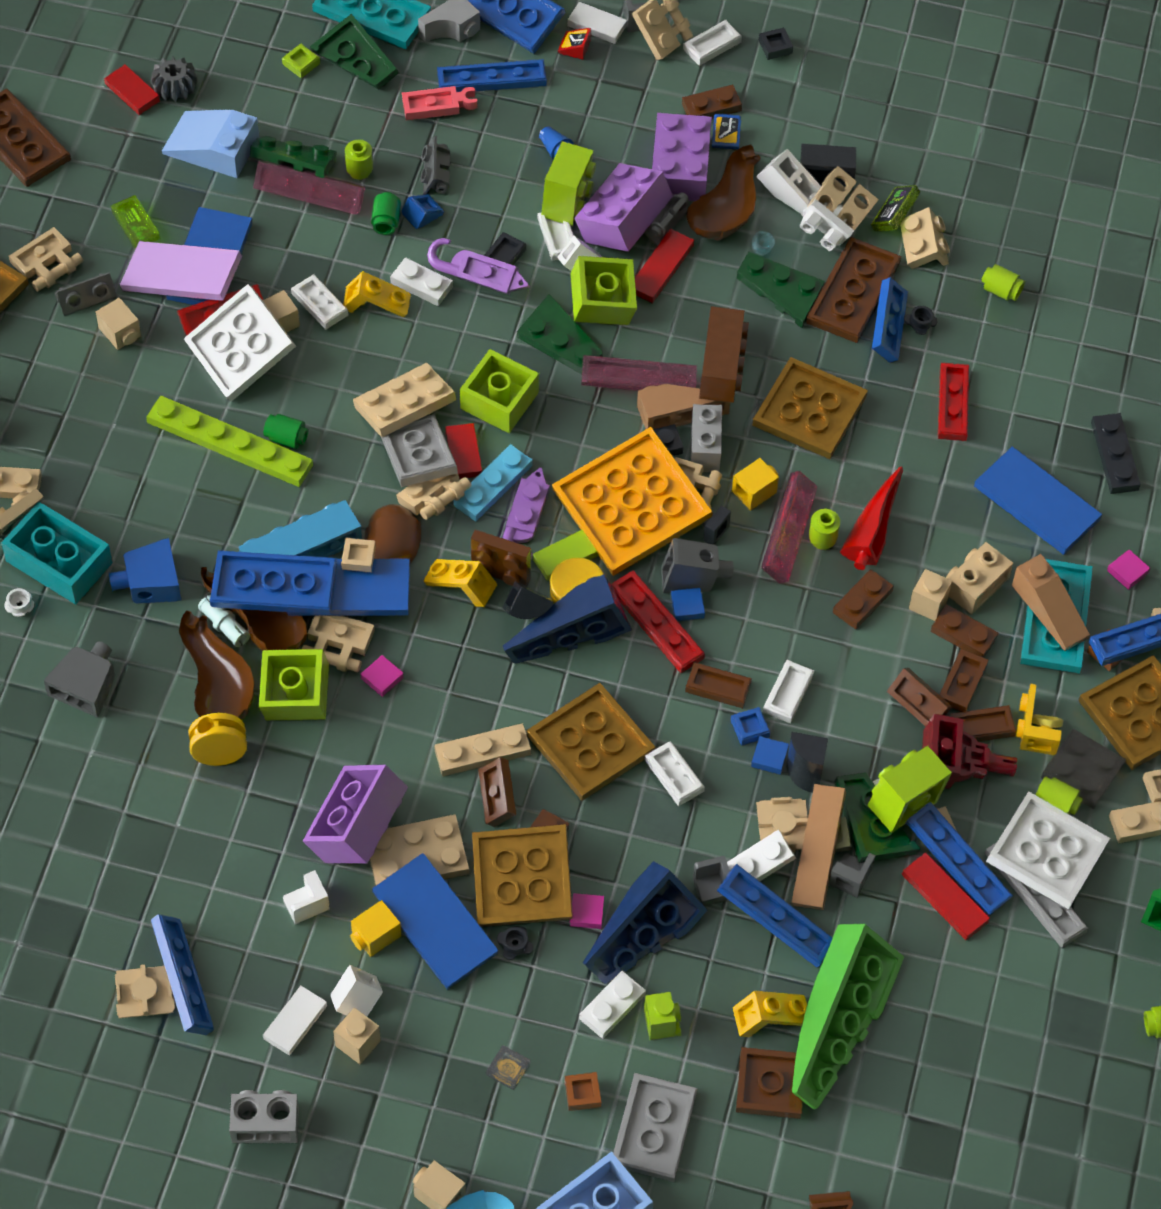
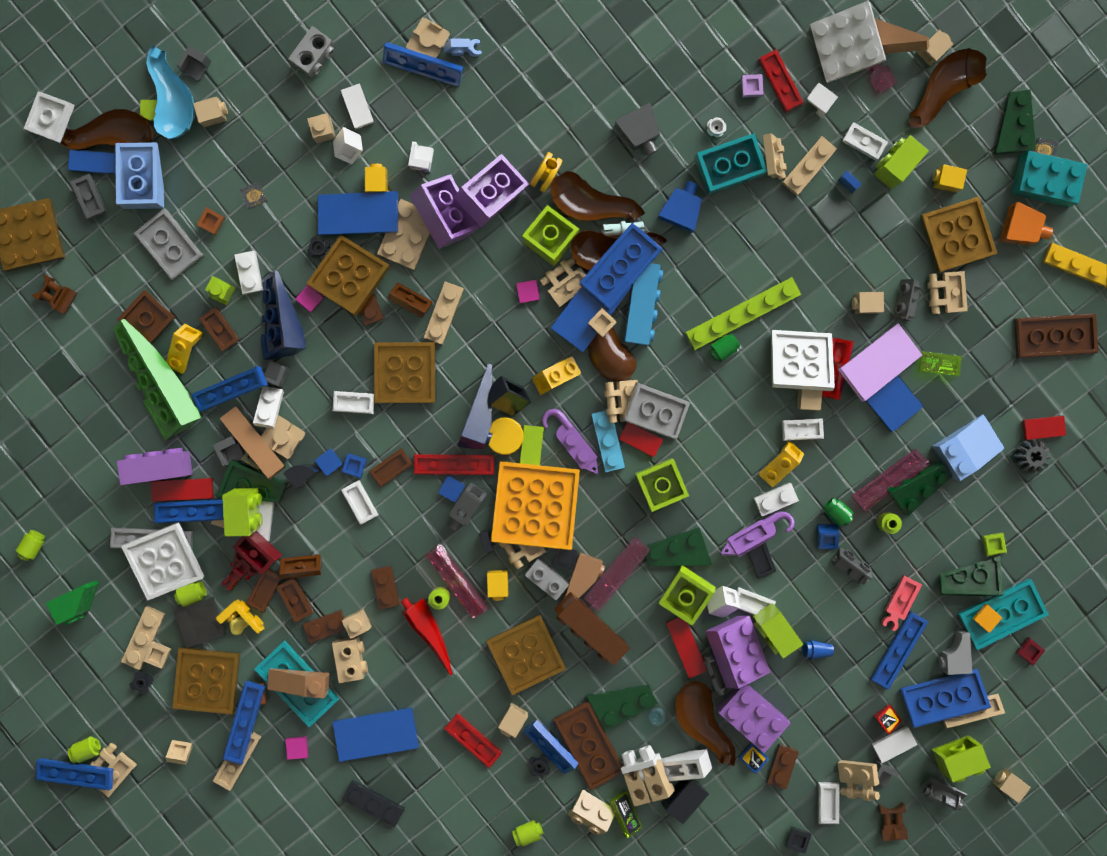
camera: 130 degrees right, 30 degrees up
(128, 944) = (459, 46): none -> light blue plate
(289, 776) = (491, 190): none -> medium lavender brick
(388, 15) = (987, 618): none -> light orange tile
(404, 399) = (697, 429): tan plate -> none
(502, 557) = (553, 397): reddish brown plate -> none
(712, 986) = (219, 329): none -> reddish brown plate
(894, 373) = (512, 720): none -> tan brick
(943, 930) = (154, 466): none -> medium lavender brick

